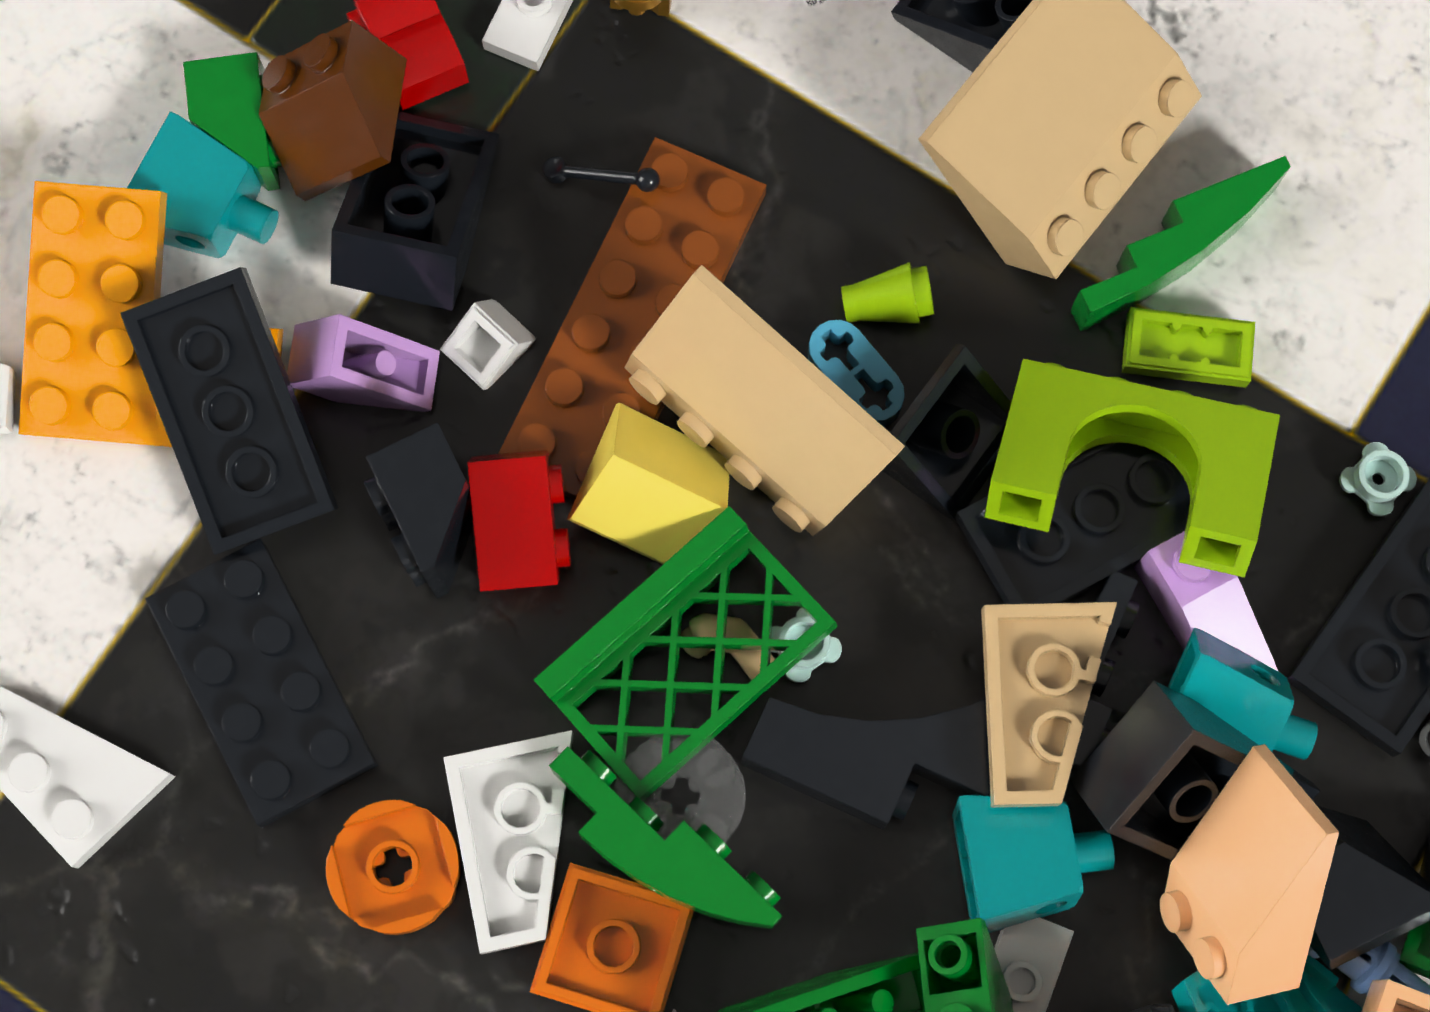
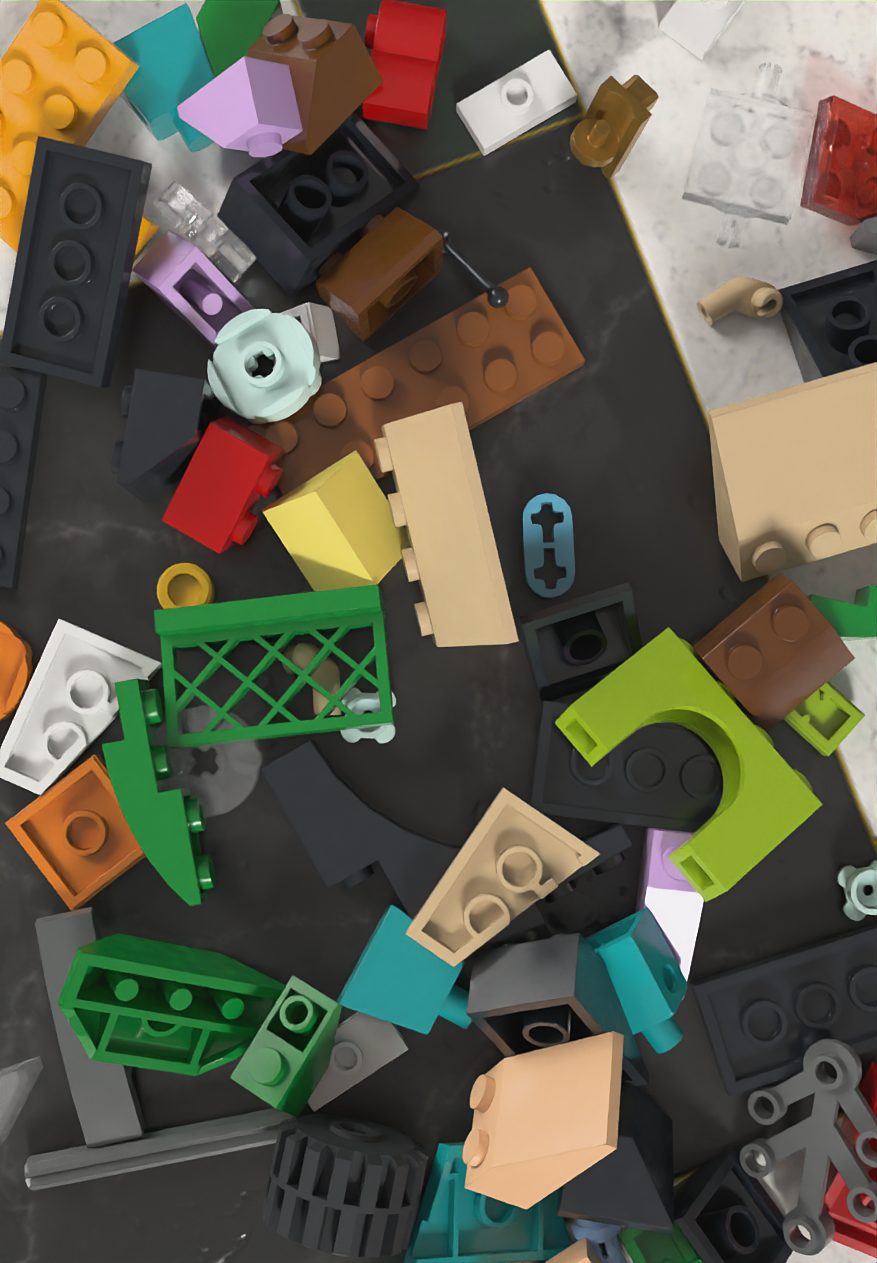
camera: 35 degrees right, 10 degrees up
(300, 160) = (246, 108): none -> lavender slope
(321, 294) = (204, 231): none -> clear plate
(464, 352) = (234, 360): none -> light aqua plate
(521, 229) = (381, 271): none -> reddish brown slope
(539, 645) = (184, 586): none -> yellow tile
(864, 36) = (742, 296): none -> tan arm
(892, 296) = (615, 508): lime cone -> none
(1133, 312) = (774, 651): none -> reddish brown slope

